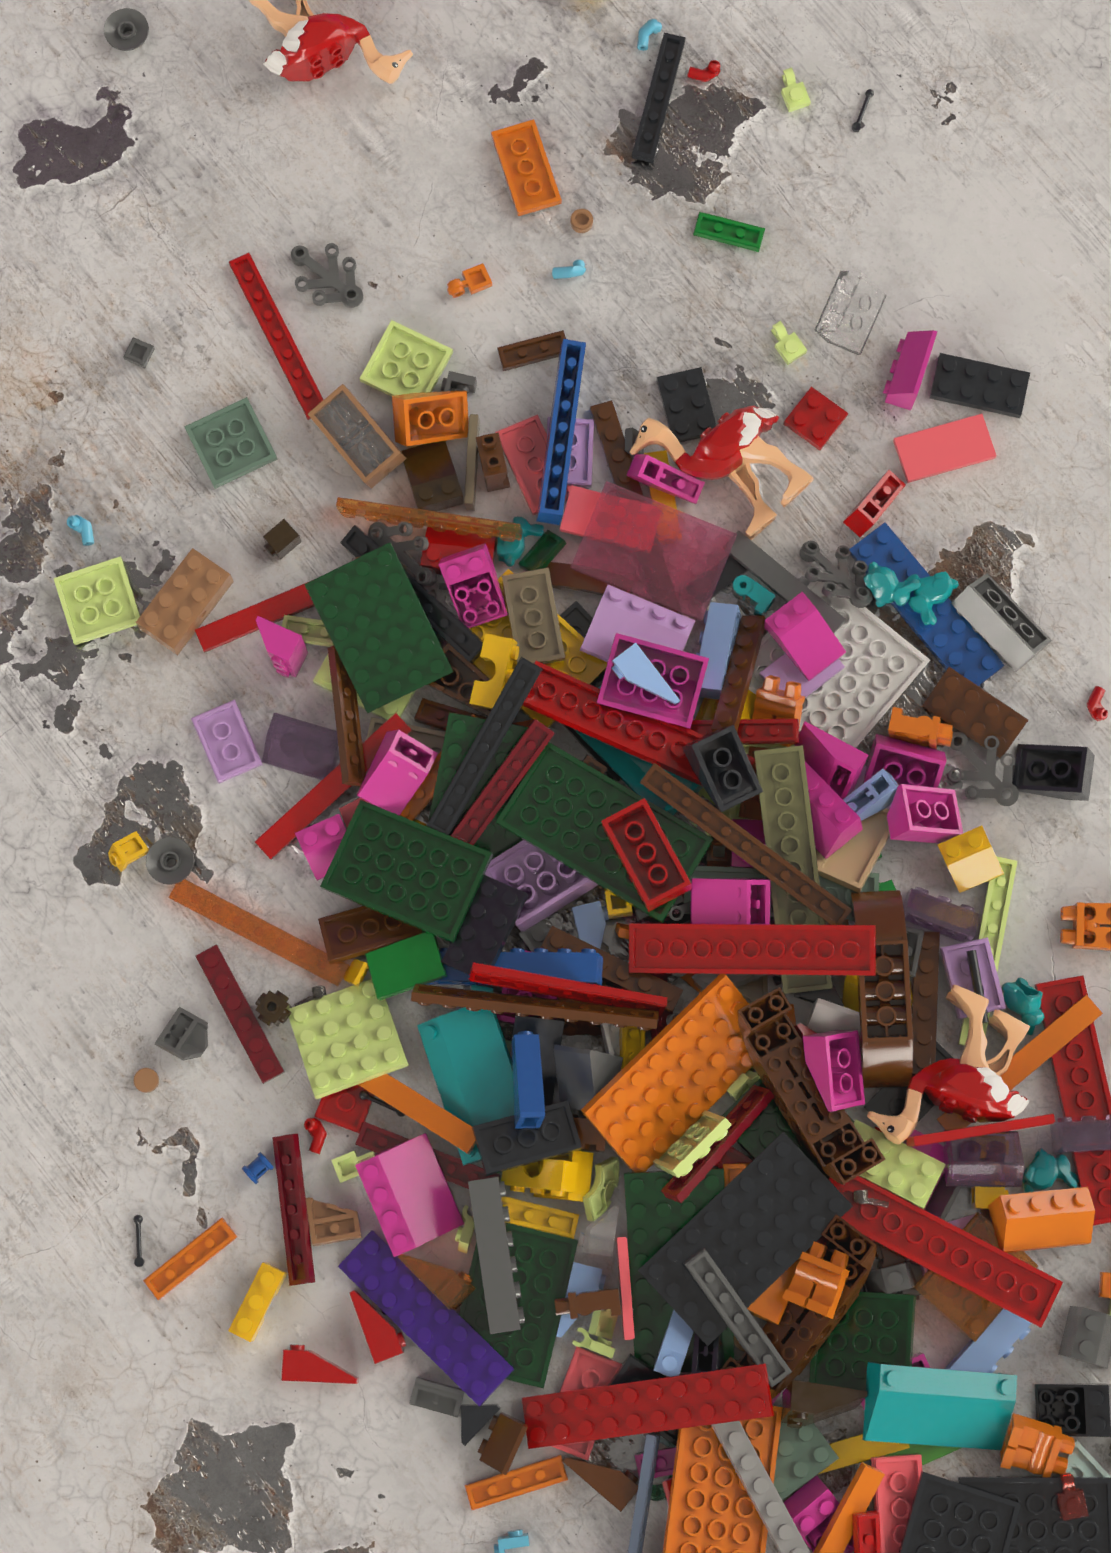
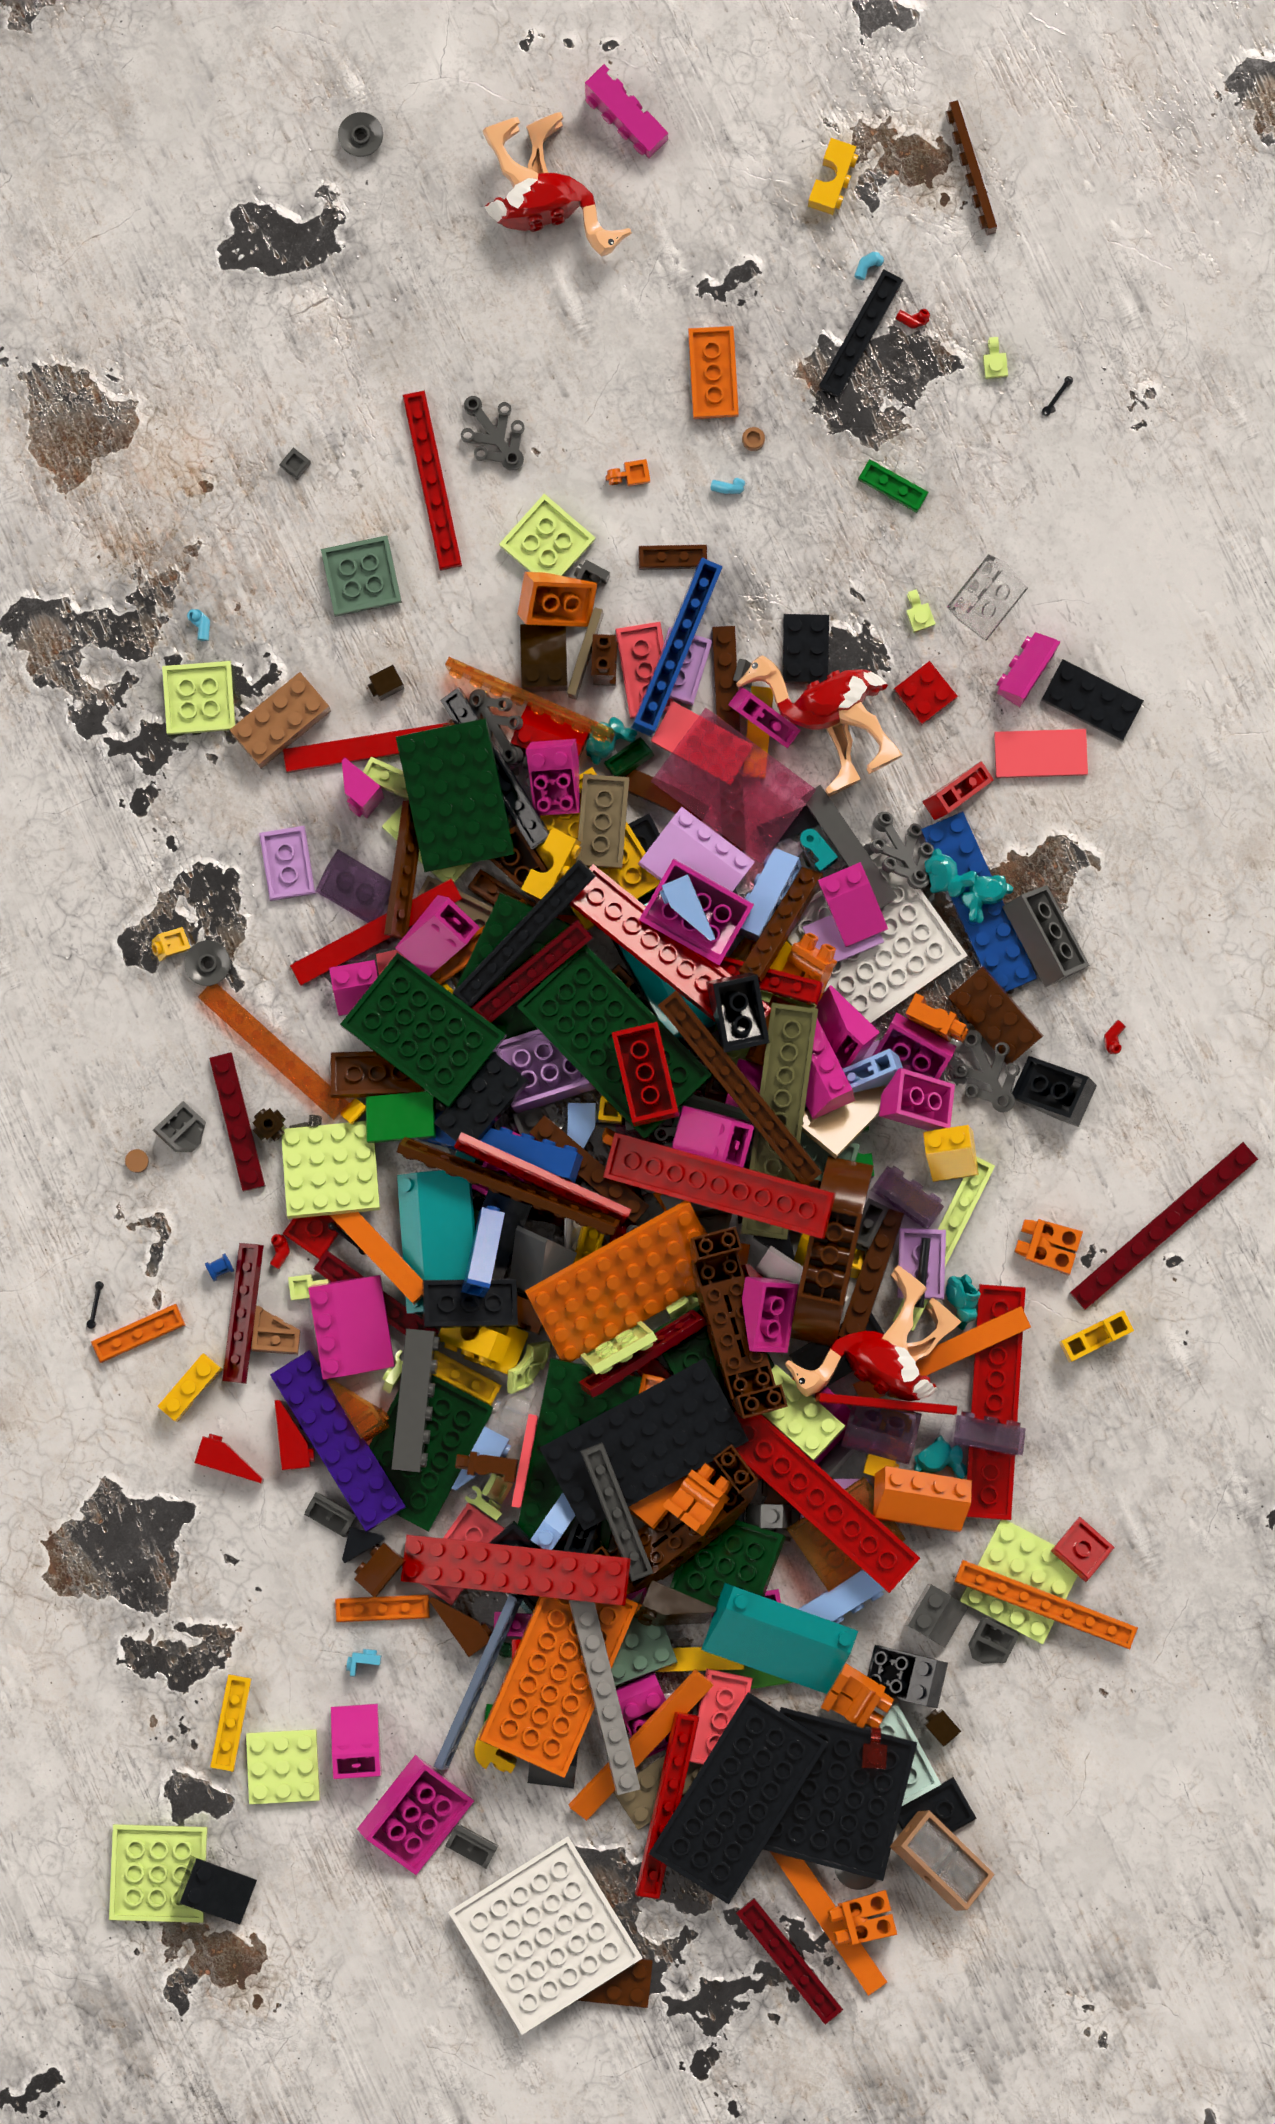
camera: 15 degrees right, 5 degrees up
(356, 436) = (482, 601): clear brick -> none
(861, 1198) = (759, 1436): clear smoke hand -> none

